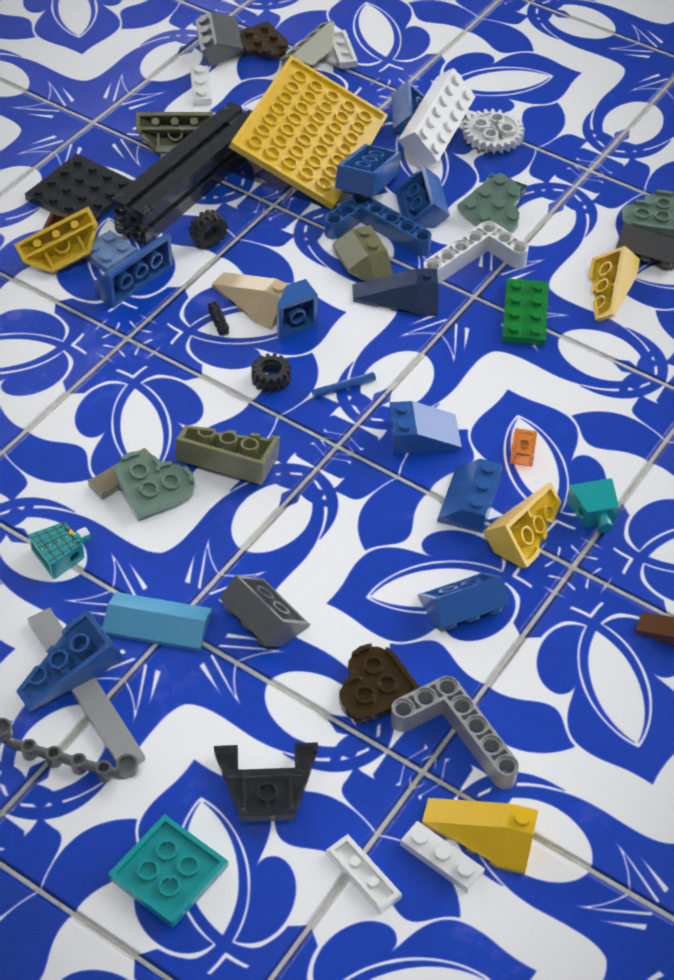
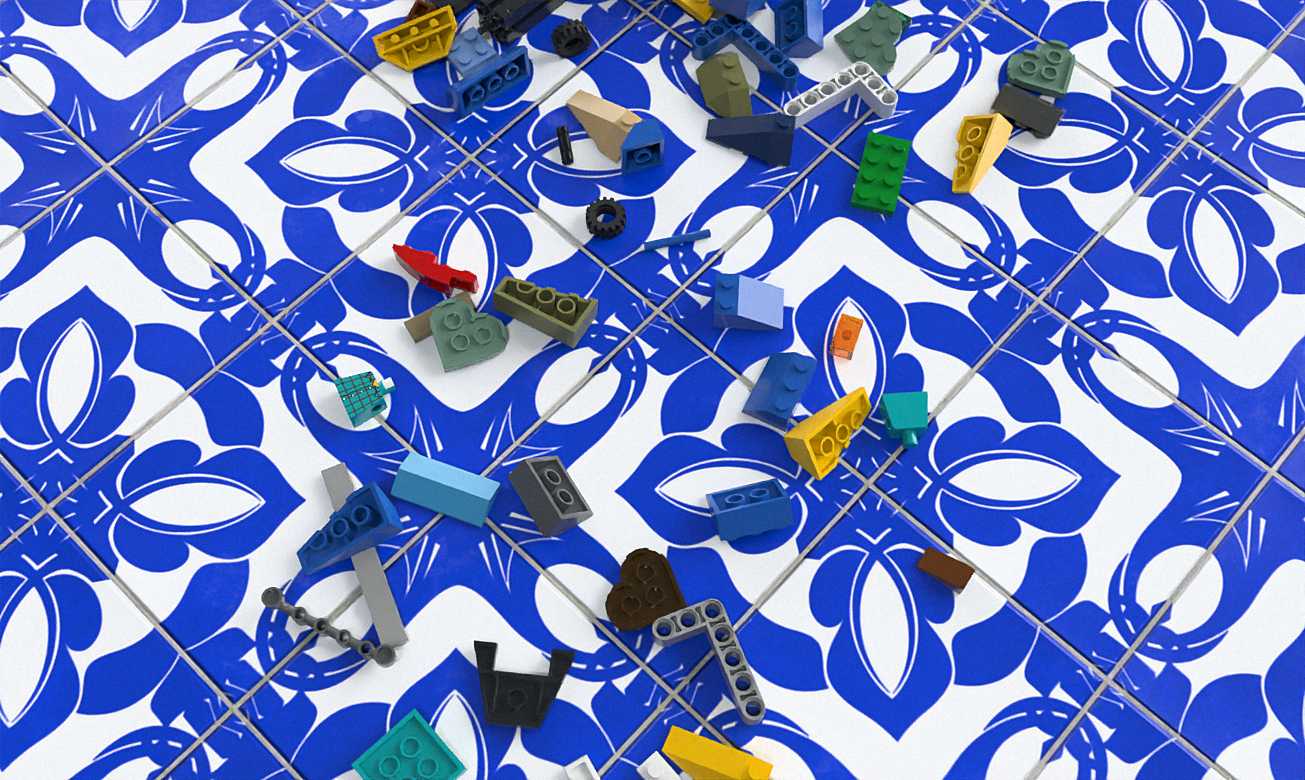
camera: 10 degrees right, 15 degrees up
(112, 438) = (426, 269): none -> red slope

